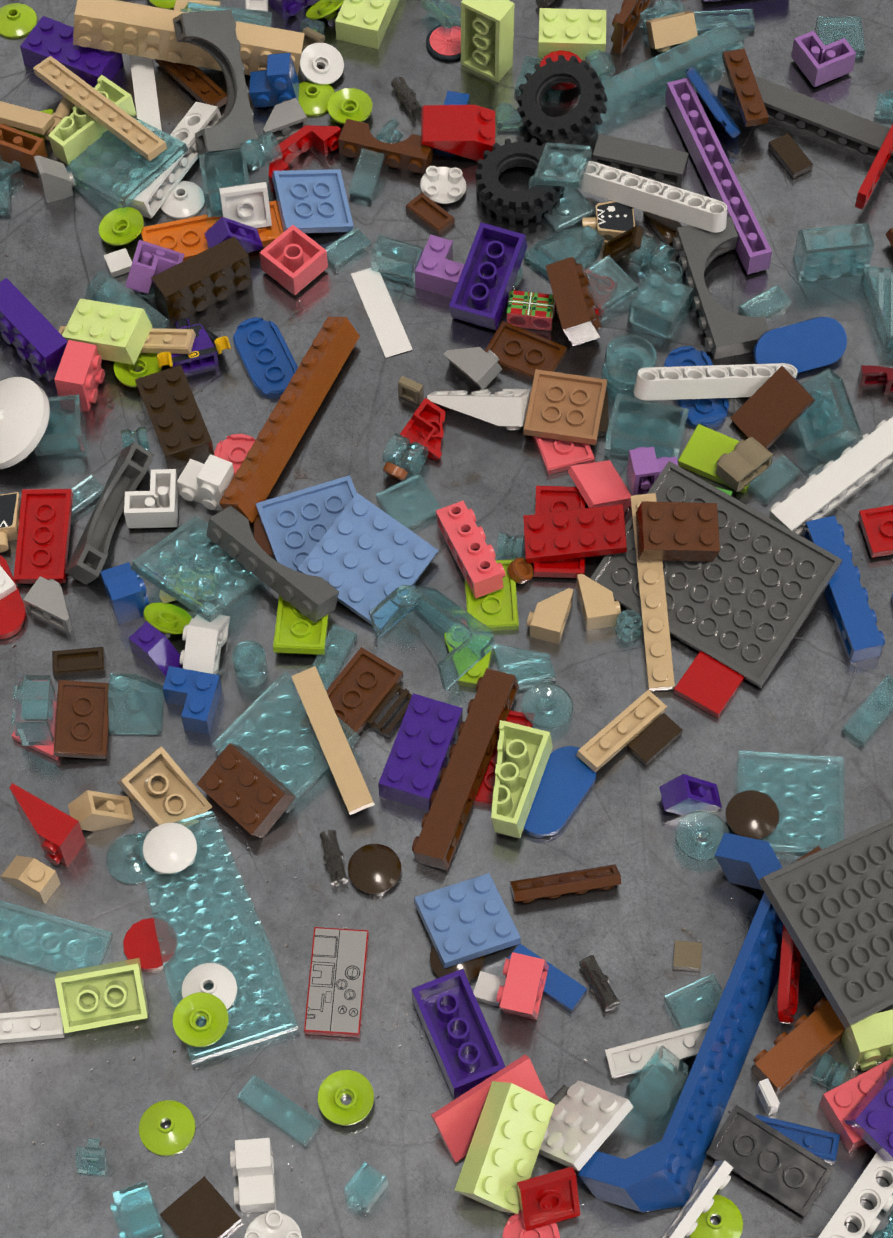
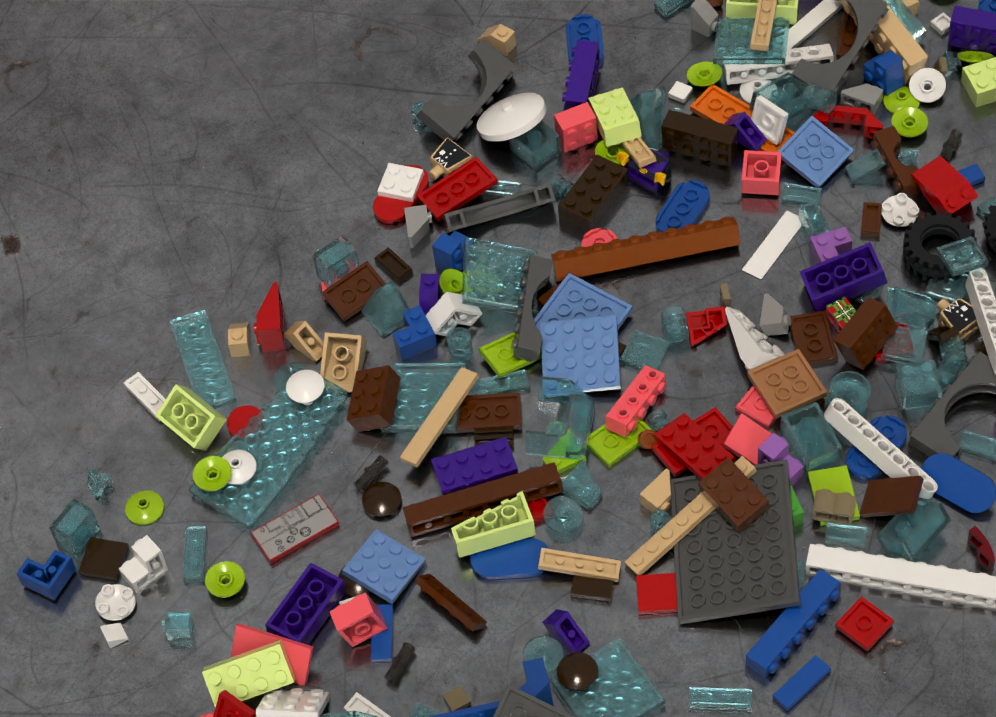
camera: 60 degrees right, 5 degrees down
(148, 262) = (684, 101): medium lavender brick -> none
(154, 507) = (526, 227): white brick -> none
(206, 481) = (560, 236): white brick -> none
(394, 471) = (657, 327): dark orange tile -> none
(550, 617) = (629, 476): tan slope -> none

